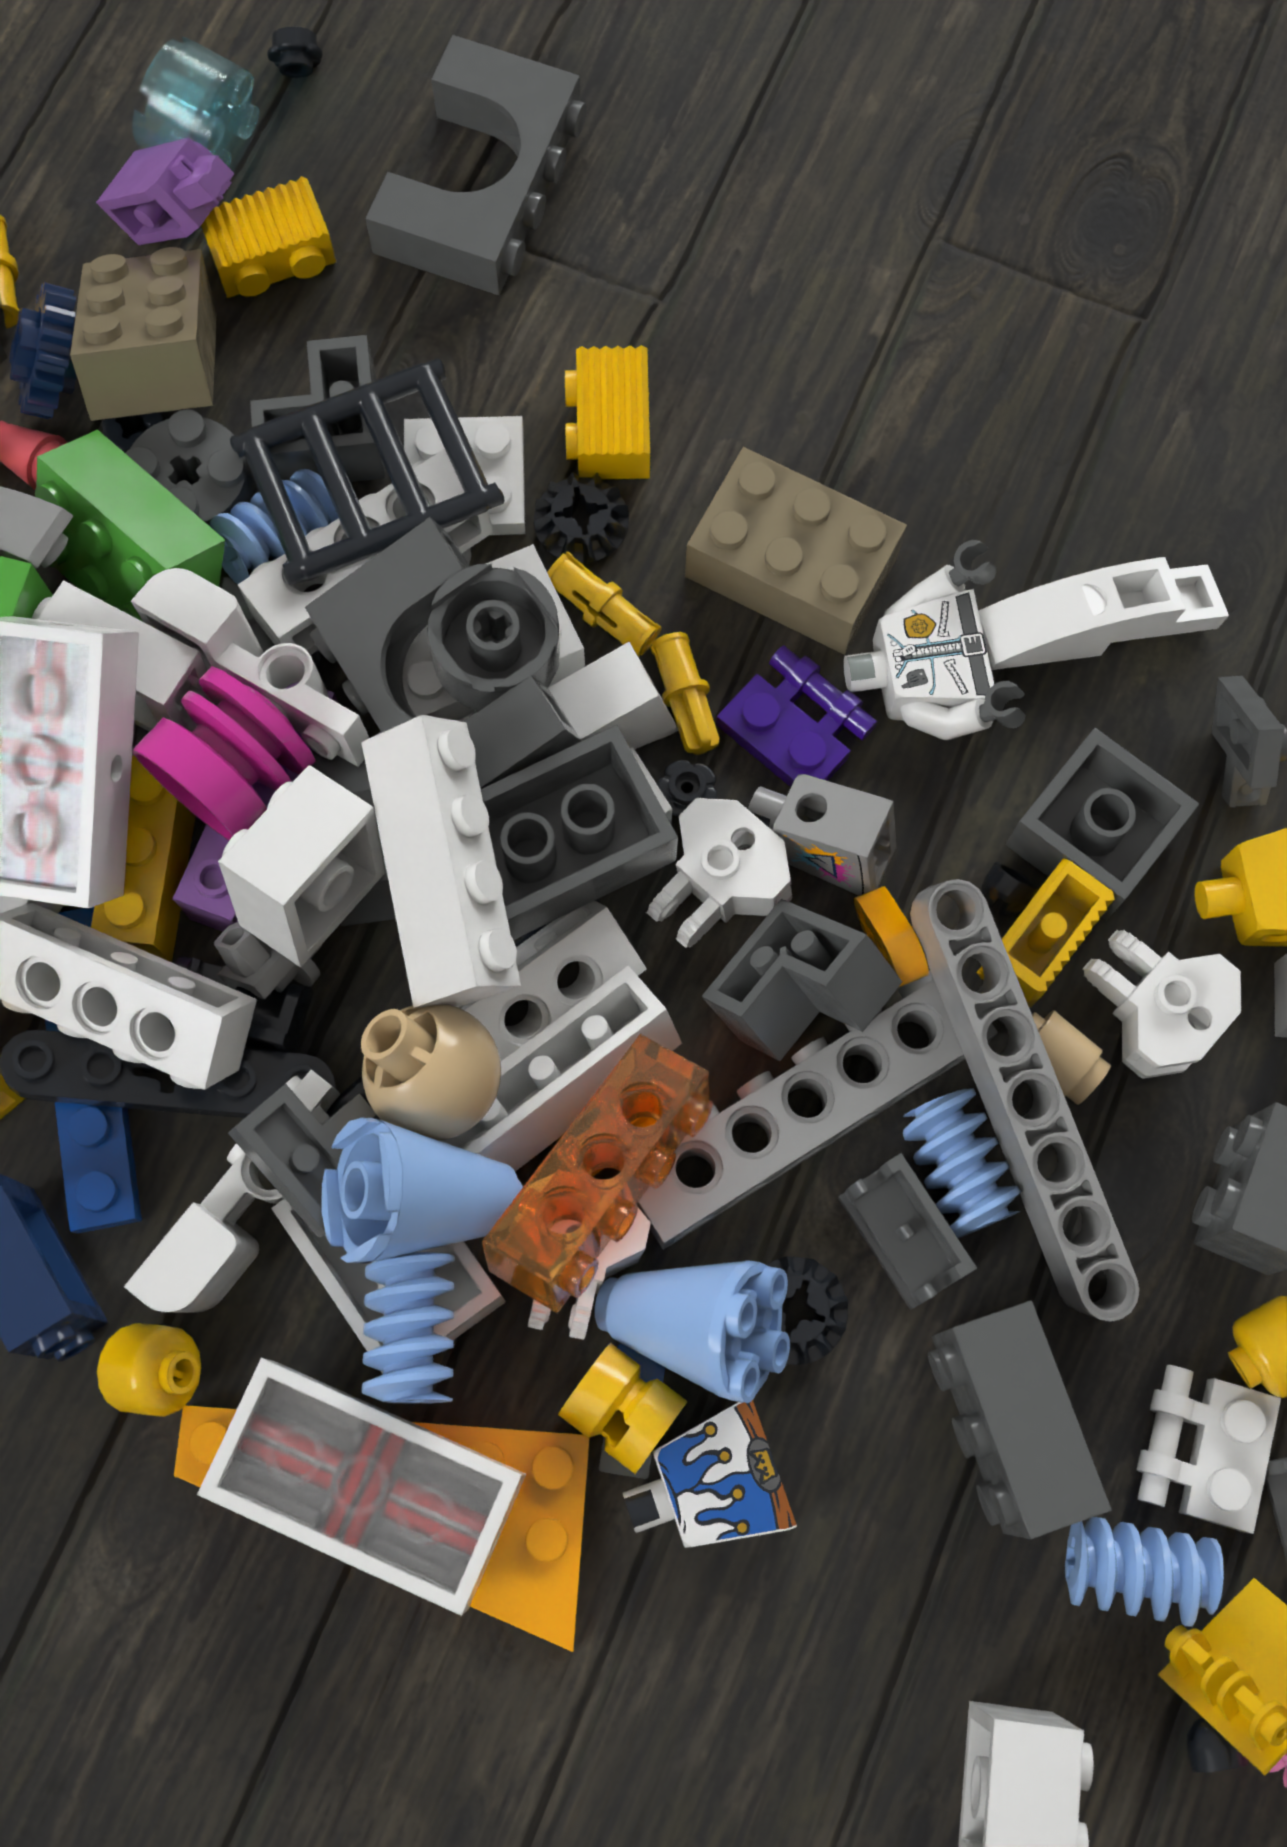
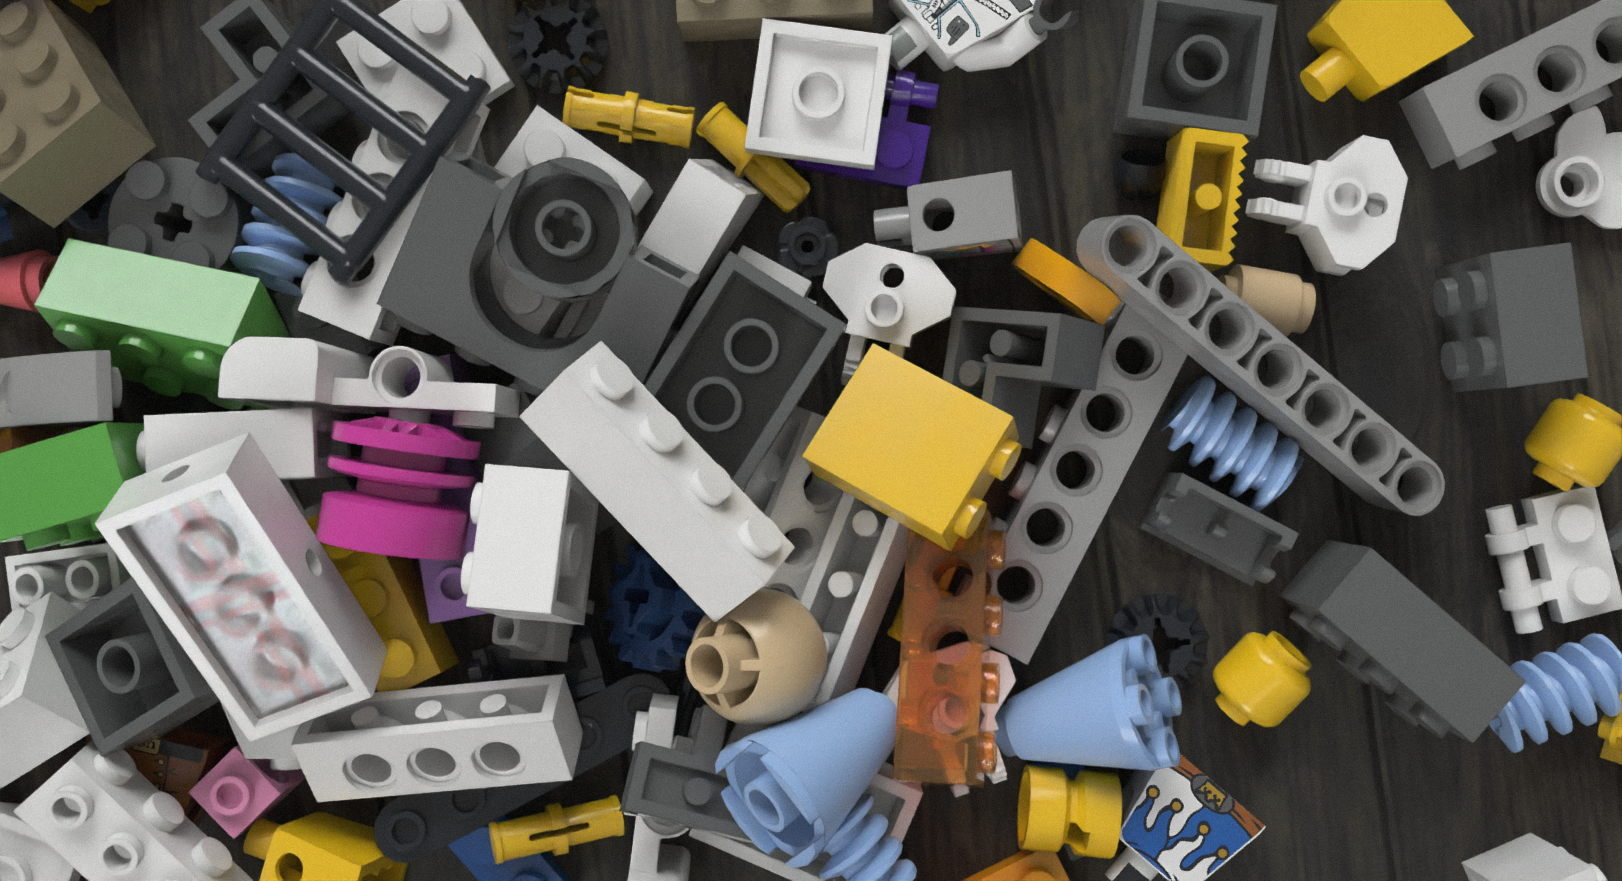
camera: 25 degrees left, 15 degrees up
(115, 1129) = (515, 839): none -> yellow pin
(361, 993) = (650, 614): none -> dark blue gear
(674, 977) = (914, 447): none -> yellow brick
(769, 665) = (818, 94): none -> white plate
(871, 1394) = (1262, 679): none -> yellow head

